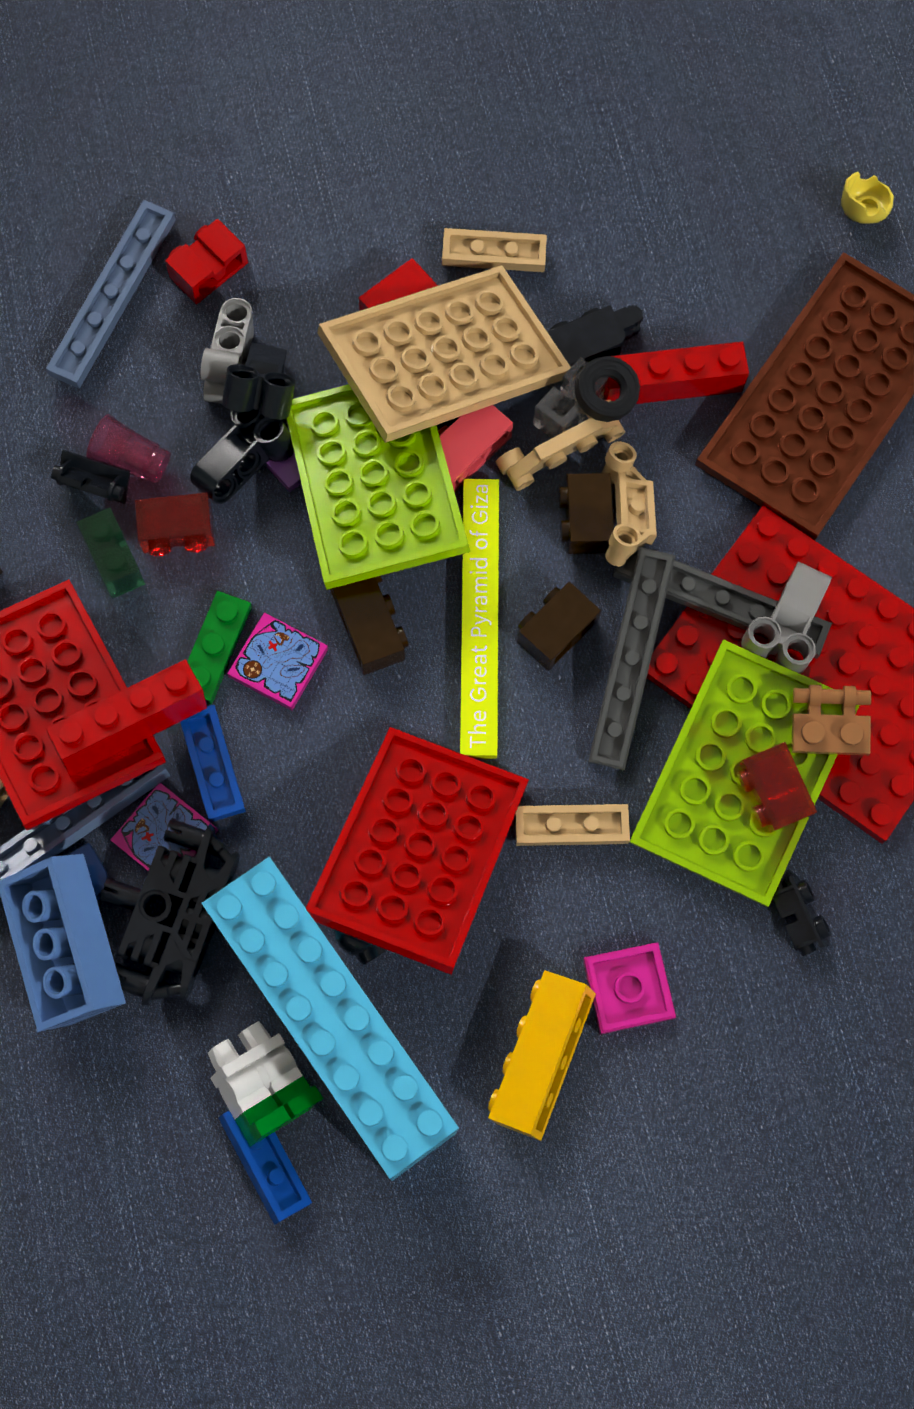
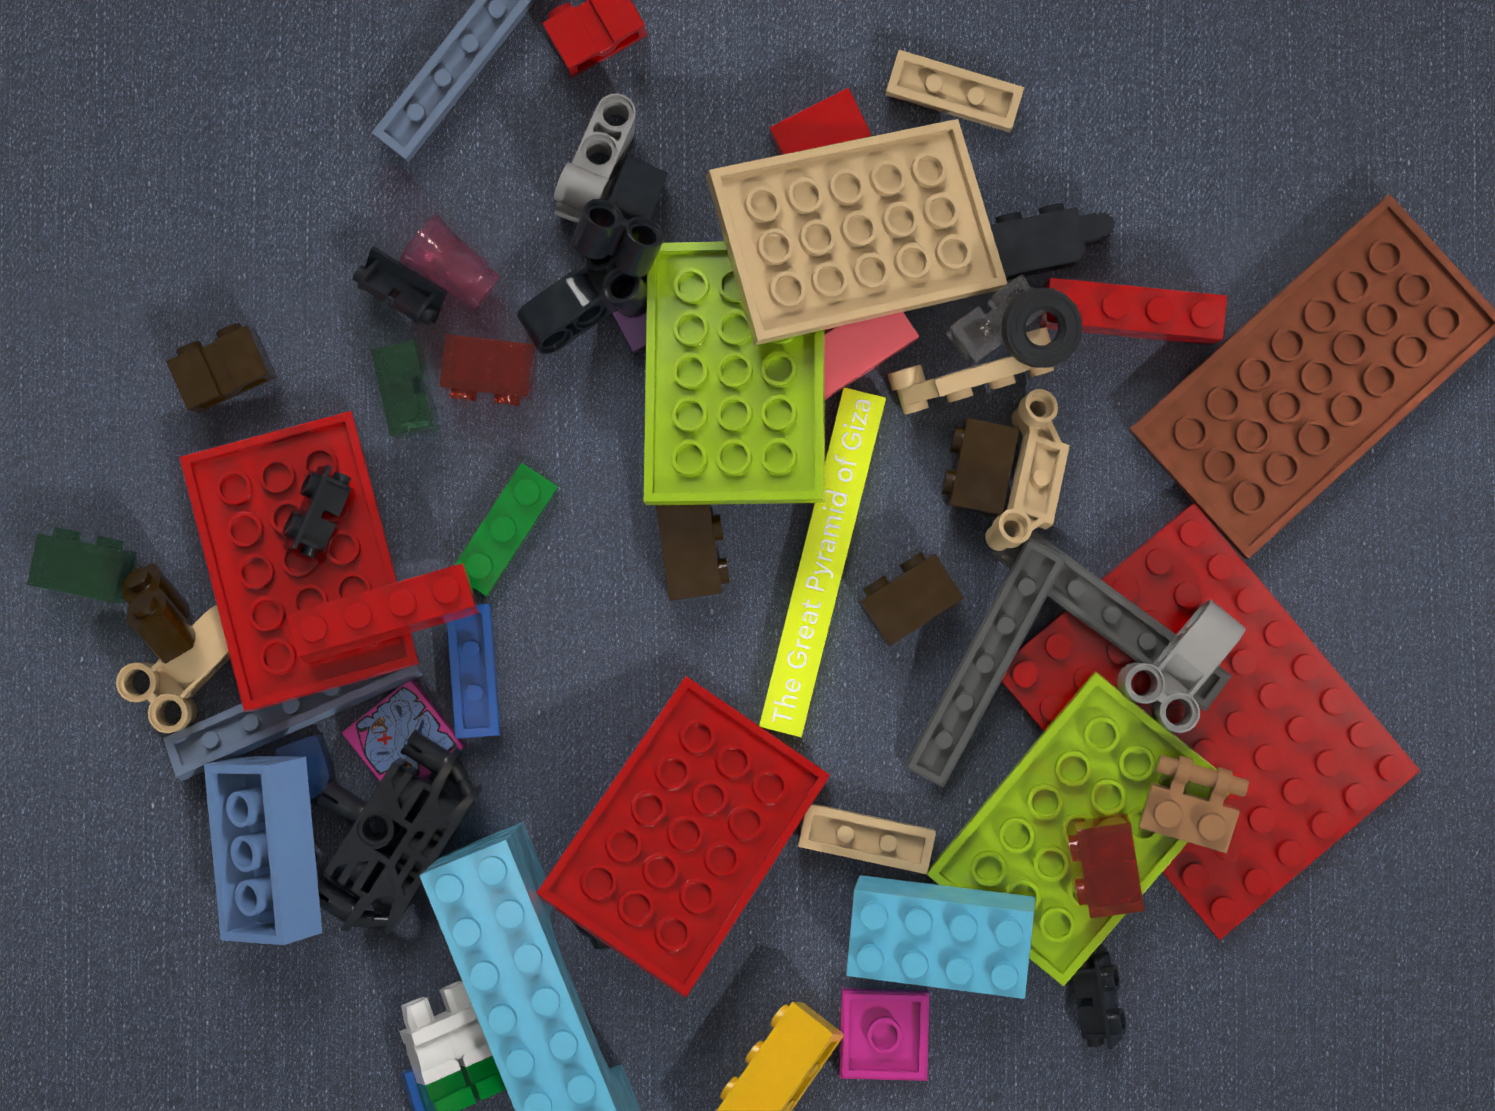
camera: 20 degrees right, 15 degrees up
(58, 641) = (321, 495): none -> black hinge
(278, 661) = (574, 563): tile -> none
(656, 884) = (940, 936): none -> medium azure brick
(866, 199) = (1441, 127): light yellow hair -> none

